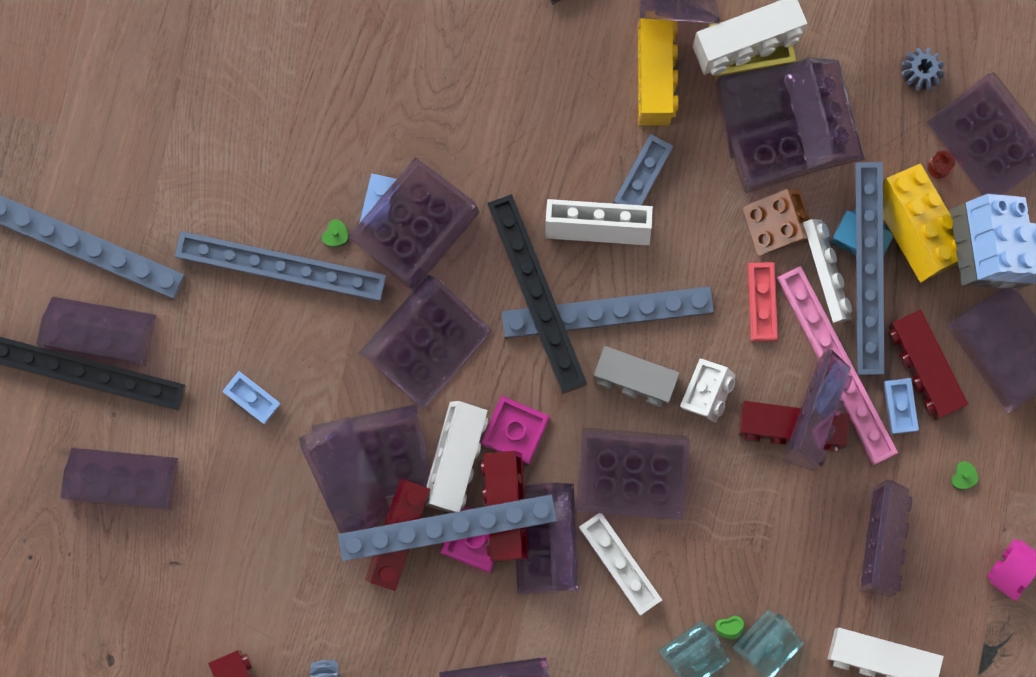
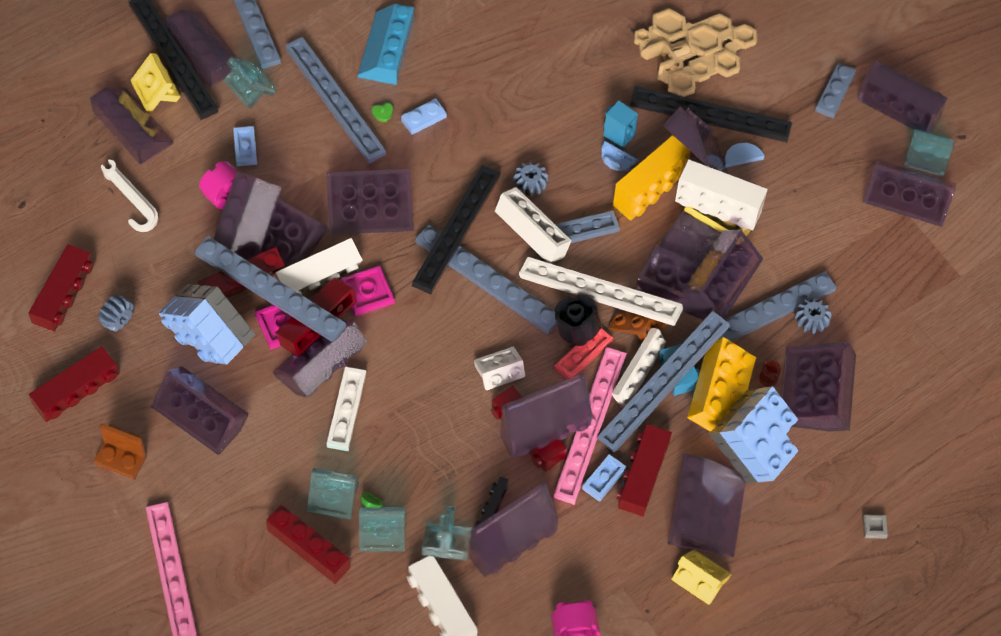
camera: 45 degrees right, 20 degrees down
(98, 419) = (154, 83): none -> light yellow bracket
(183, 329) = (247, 82): none -> clear light blue bracket
(208, 550) = (134, 196): none -> white piece
(265, 159) = (387, 44): none -> dark azure slope
(283, 462) = (217, 183): none -> dark pink brick
(414, 223) = (430, 139): clear purple slope -> none
(424, 616) = (207, 322): none -> light blue piece
(555, 173) = (530, 178): none -> sand blue gear
(571, 38) = (620, 124): none -> dark azure brick
(594, 73) = (616, 158): none -> light blue tile
(632, 473) = (407, 366): clear purple slope -> none
(635, 376) = (465, 322): light grey brick -> none
(722, 269) = (577, 319): none -> black brick
(727, 231) = (601, 291): none -> white plate
(833, 600) = (445, 538): none -> clear light blue bracket
(838, 534) = (497, 494): none -> black plate
(877, 100) = (777, 306): none -> sand blue plate
(965, 476) = (602, 554): bright green piece -> none

